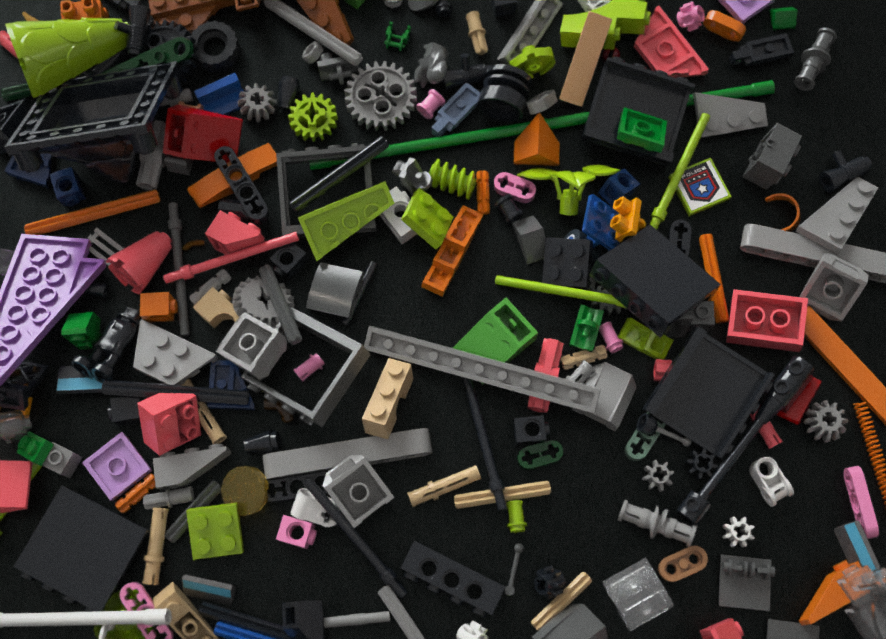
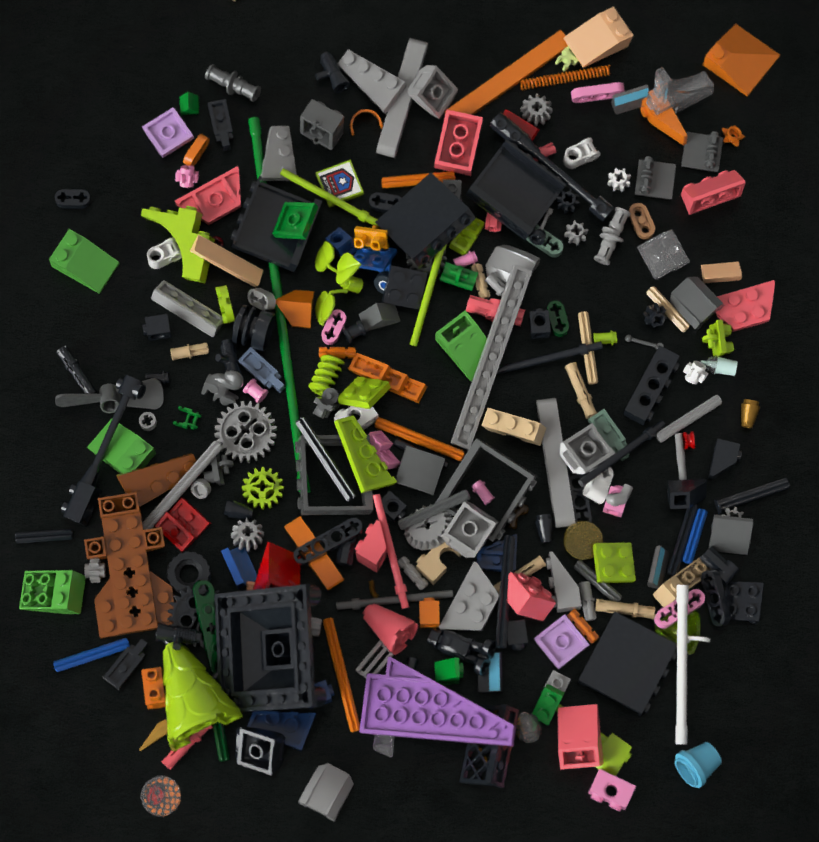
camera: 90 degrees left, 0 degrees up
(273, 38) = (183, 524): none -> red slope
(291, 534) = (619, 498): none -> light grey arm
(361, 245) = (382, 445): none -> bright pink slope
(376, 290) = (419, 439): none -> orange axle
(379, 630) = (689, 440): none -> red bush
(388, 522) = (609, 431): none -> sand green hinge

